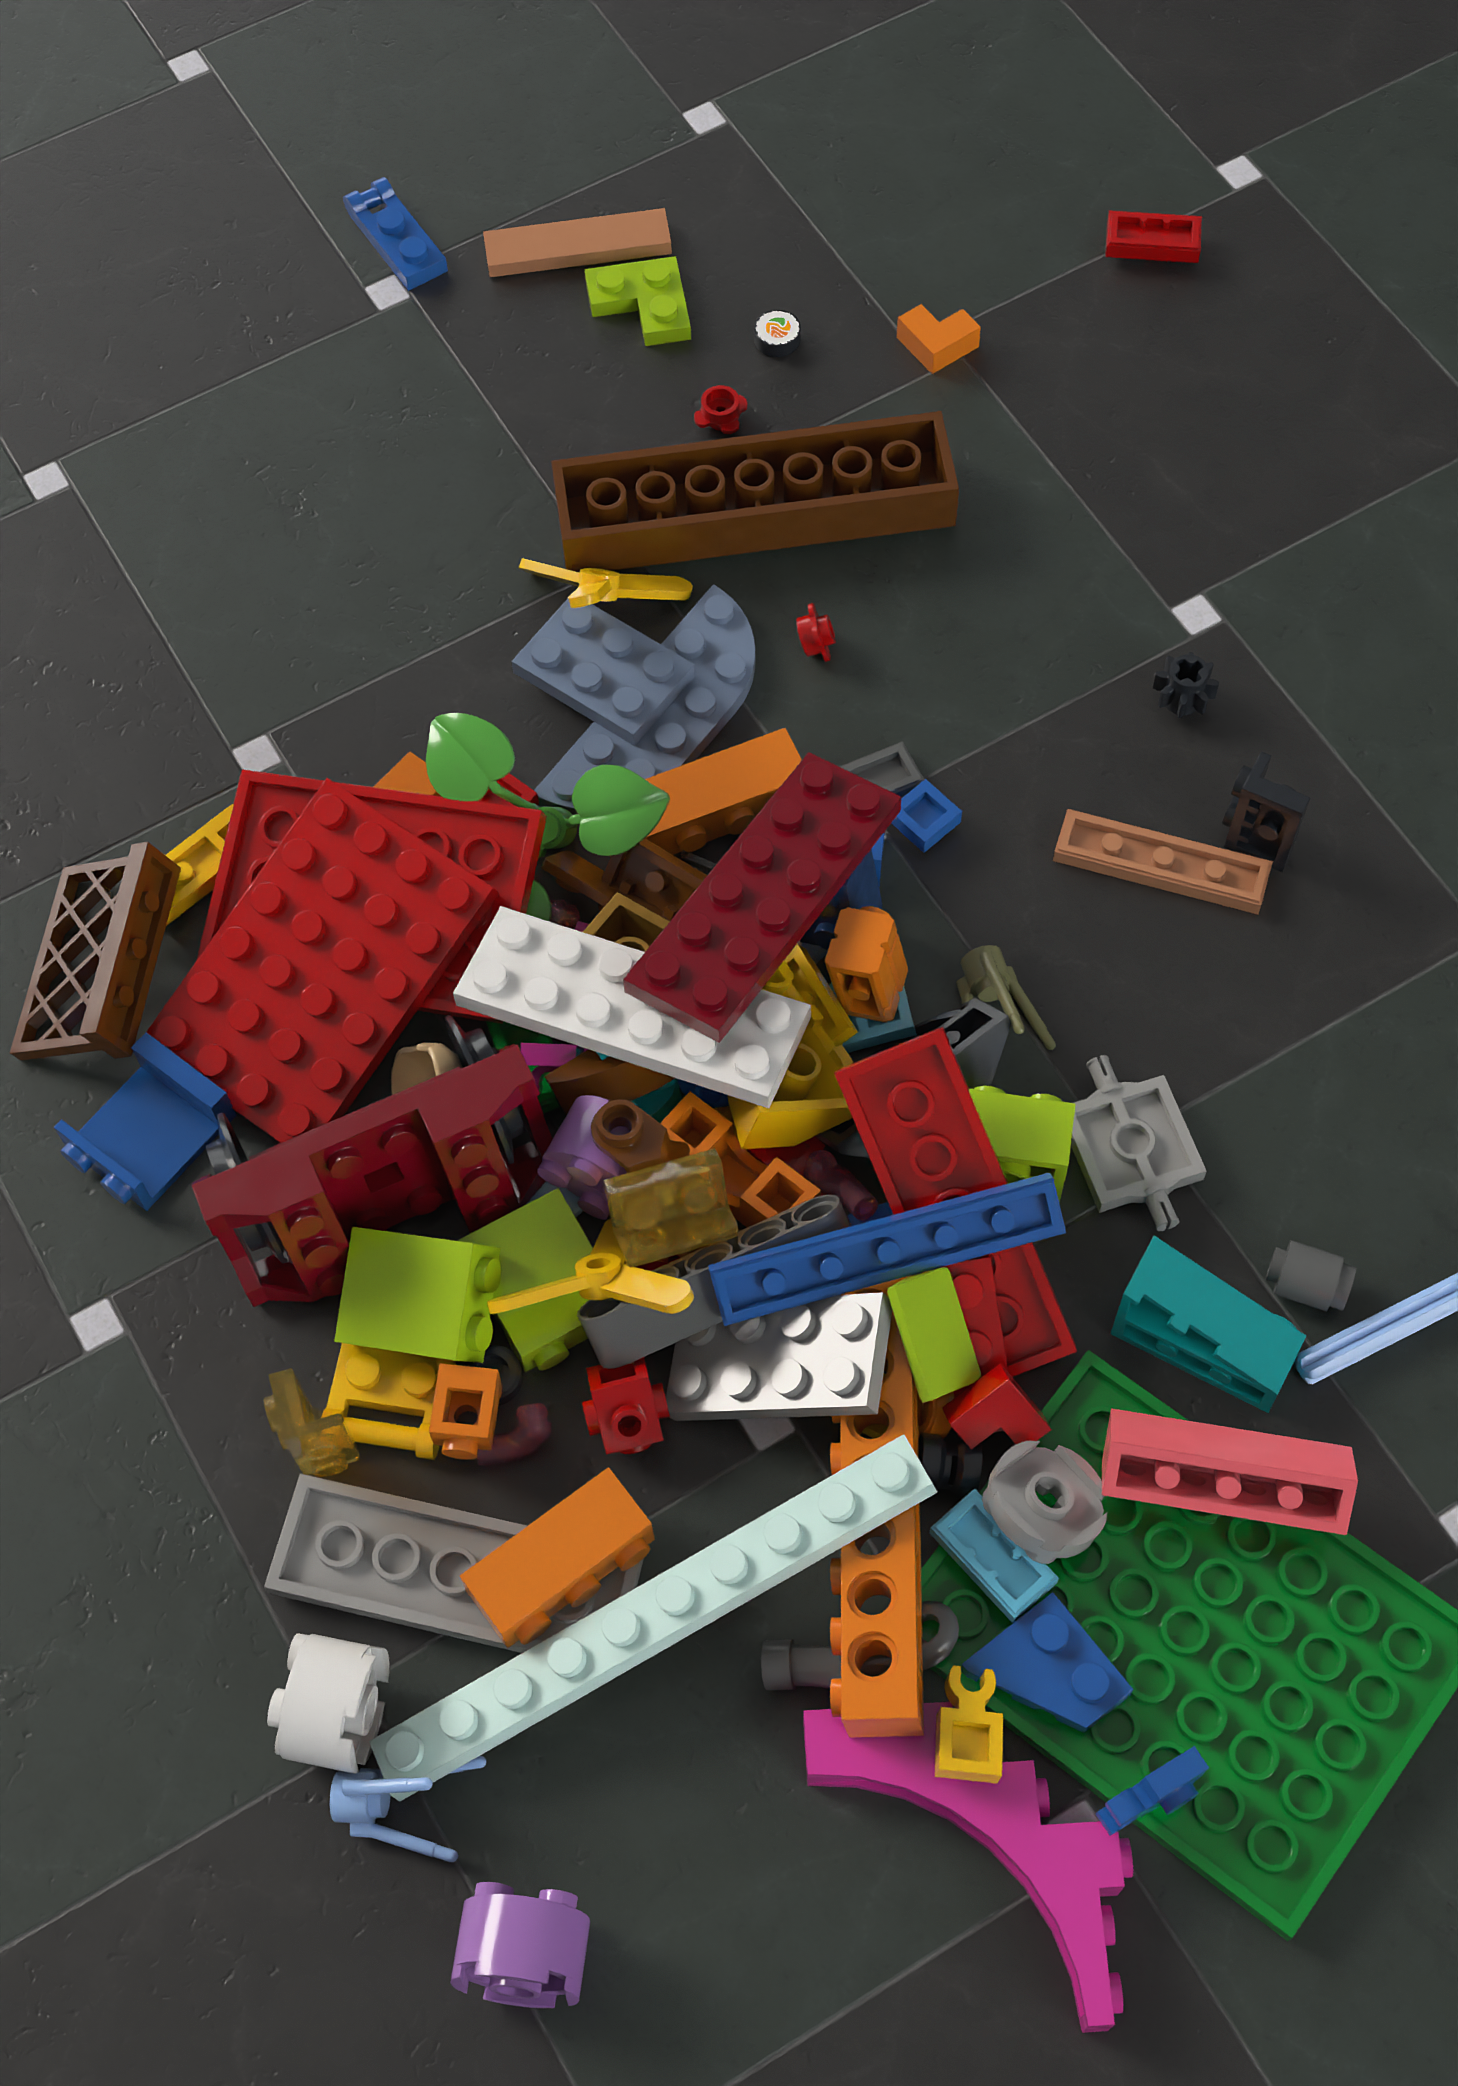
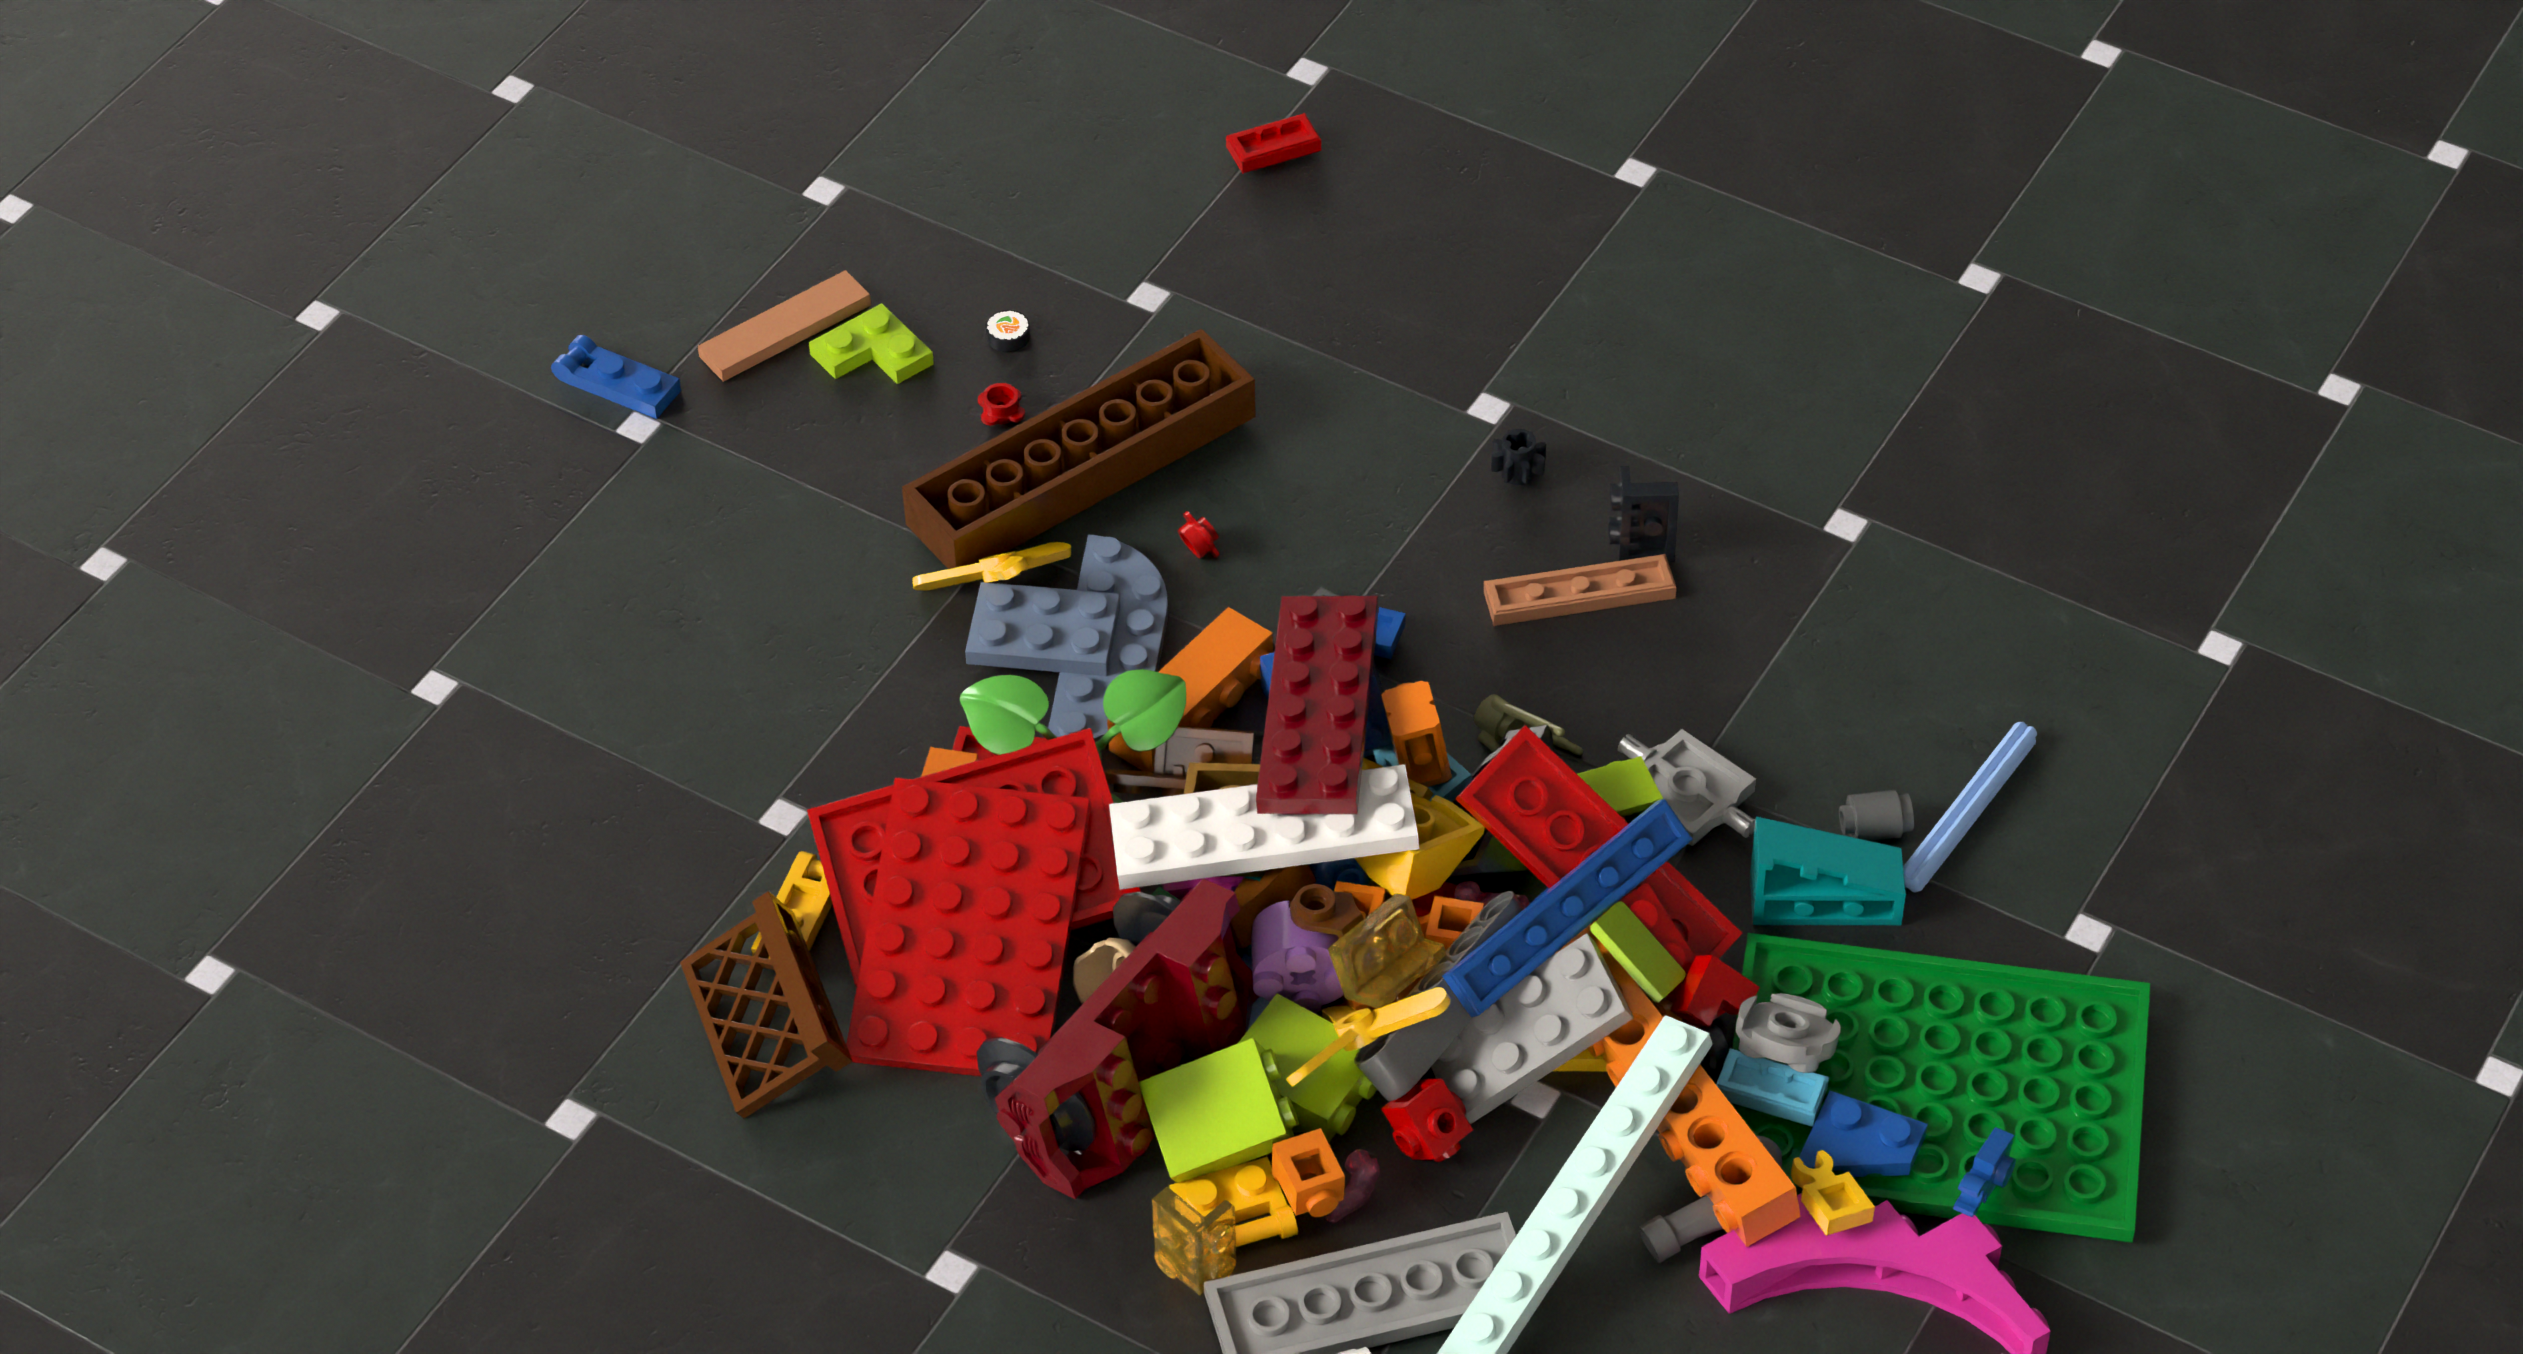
camera: 30 degrees left, 15 degrees down
(148, 1126) = (897, 1106): blue panel -> none
(559, 1559) = (1453, 1234): orange brick -> none
(937, 342) = (1147, 287): orange piece -> none
(1229, 1471) = (1904, 952): coral brick -> none

